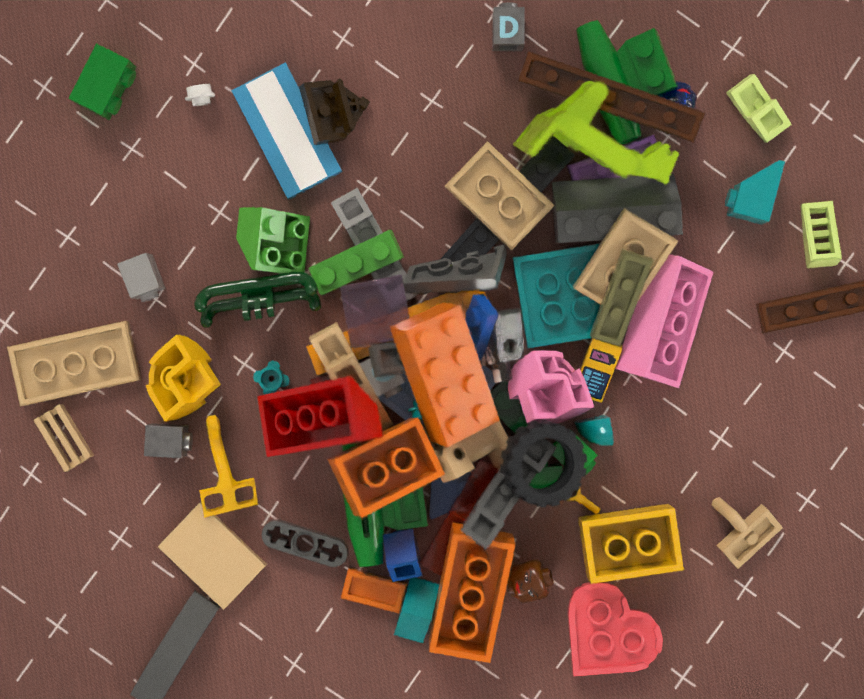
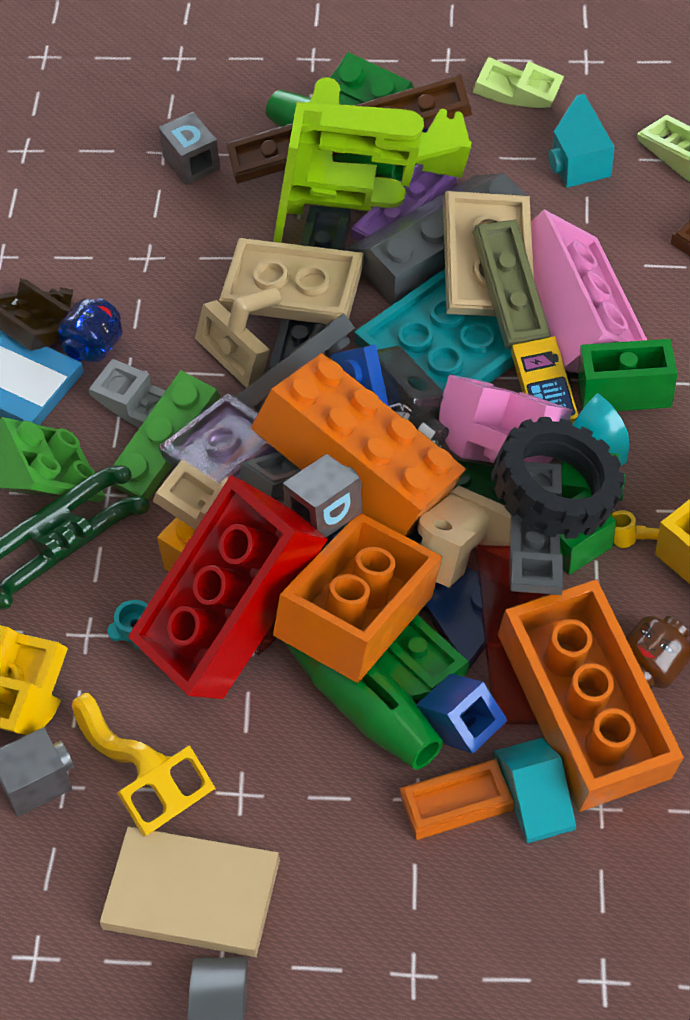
camera: 25 degrees left, 35 degrees down
(286, 527) = (304, 812): dark grey beam -> none
(358, 151) = (90, 330): none -> clear blue head
(399, 406) = (325, 494): none -> flat silver brick
(438, 213) = (230, 341): none -> tan plate
(645, 400) = (628, 374): none -> green brick

